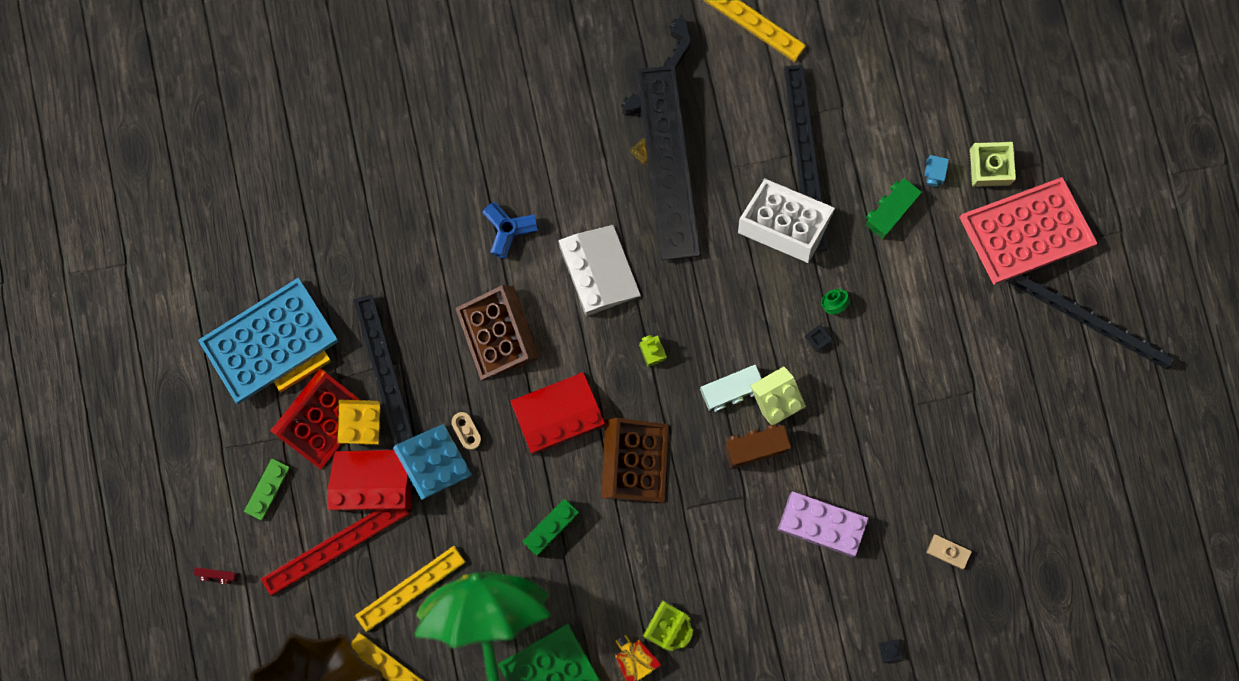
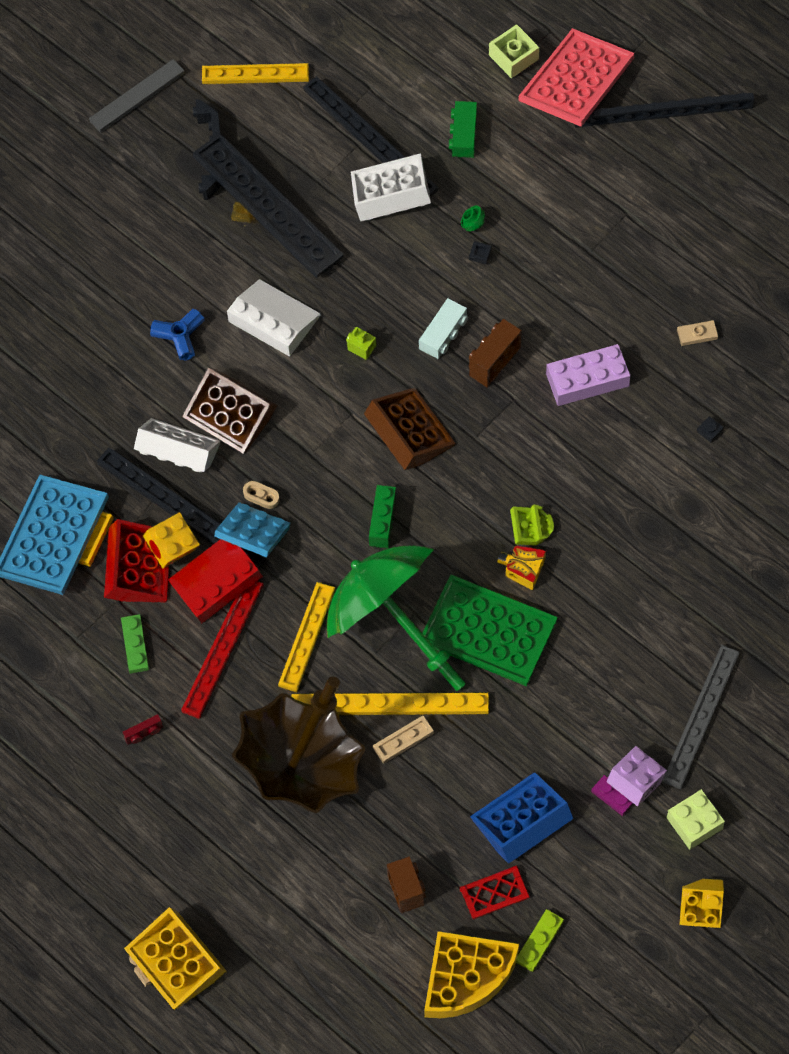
camera: 30 degrees left, 15 degrees down
(430, 332) = (176, 445): none -> white slope
(557, 413) = (324, 436): red slope -> none
(778, 396) = (482, 307): yellowish green brick -> none
(936, 170) = (475, 83): dark azure brick -> none

